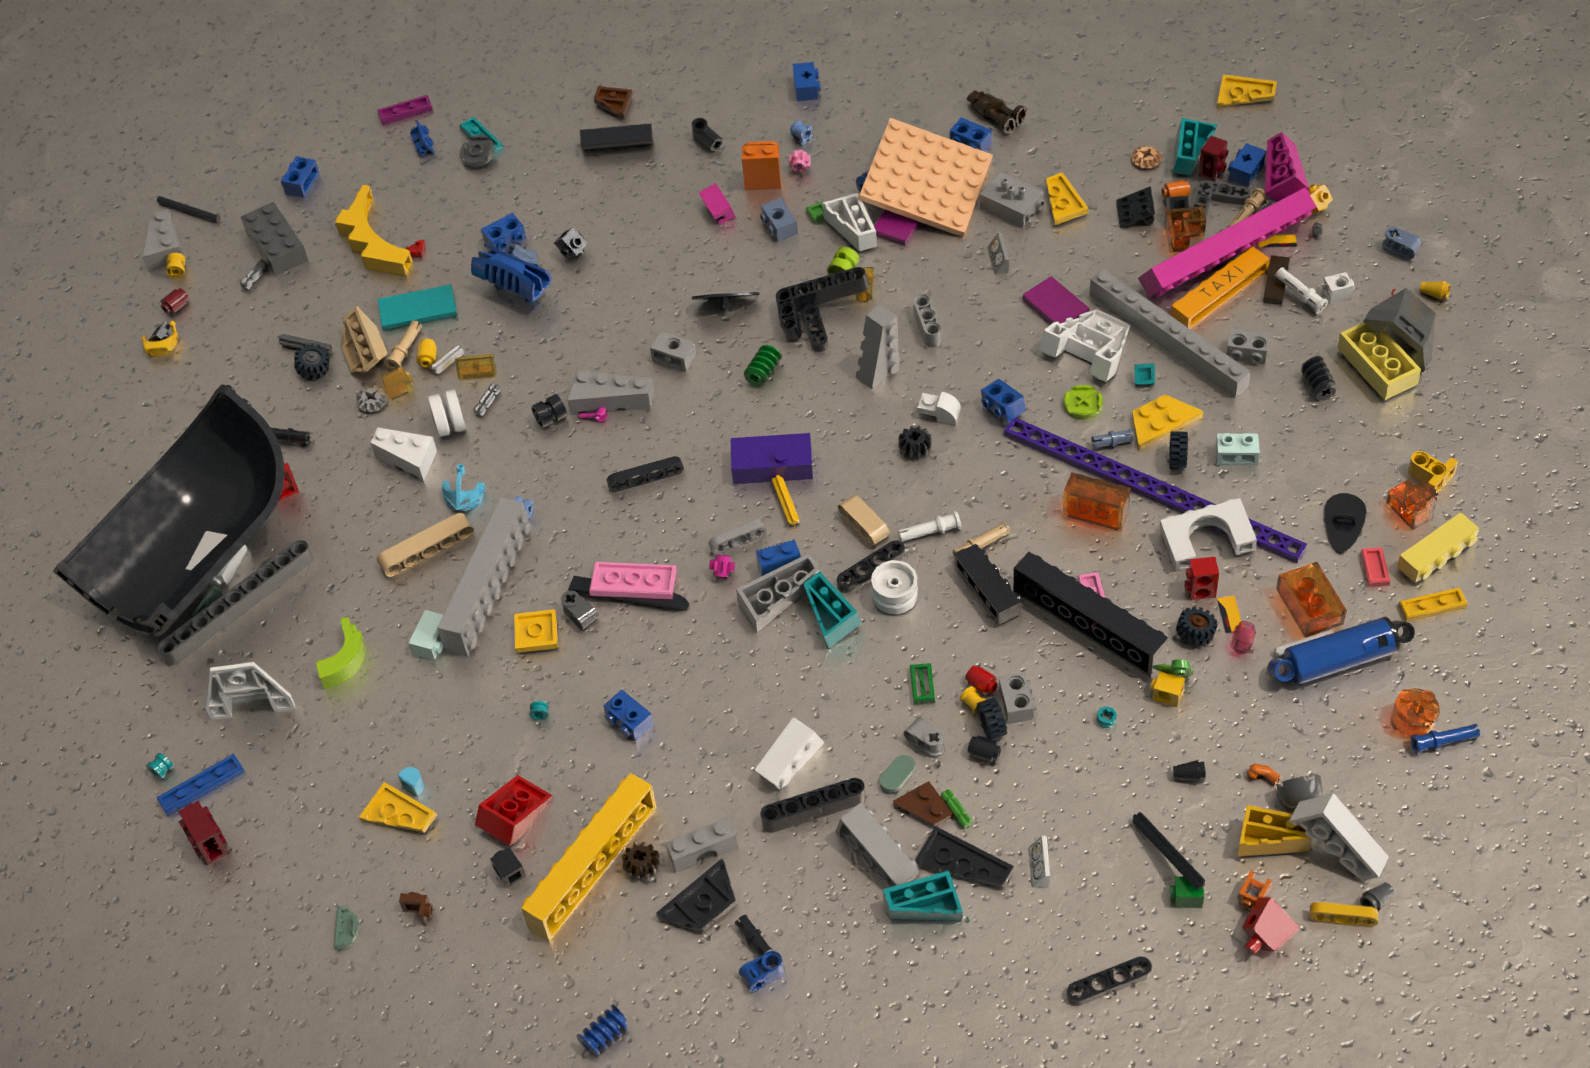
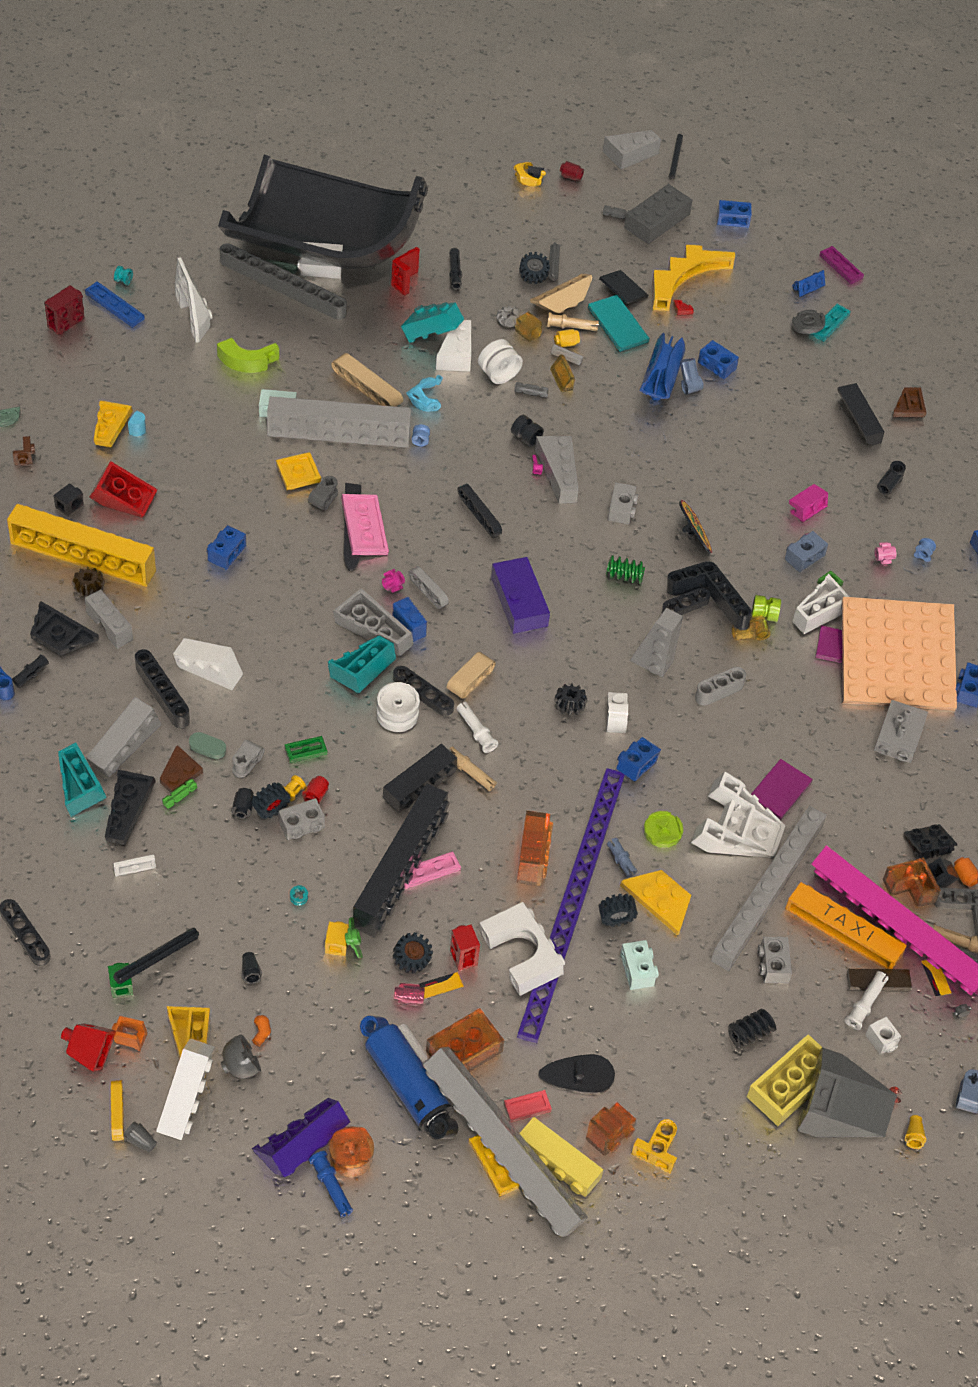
camera: 65 degrees right, 0 degrees up
(175, 265) = (609, 162): yellow wheel -> none
(364, 461) = (432, 319): none -> teal wedge
(367, 291) = (623, 286): none -> black container
(539, 710) = (220, 488): teal bush -> none
(571, 243) = (726, 407): black brick -> none
(761, 165) = (860, 520): orange brick -> none
(785, 500) = (479, 615): yellow axle -> none
(998, 254) = (826, 734): light grey slope -> none
(1064, 199) = (918, 777): yellow wing -> none
(1144, 373) = (710, 873): teal plate -> none
(1400, 760) = (302, 1137): none -> dark purple wedge
(1424, 581) = (505, 1142): none -> light grey brick

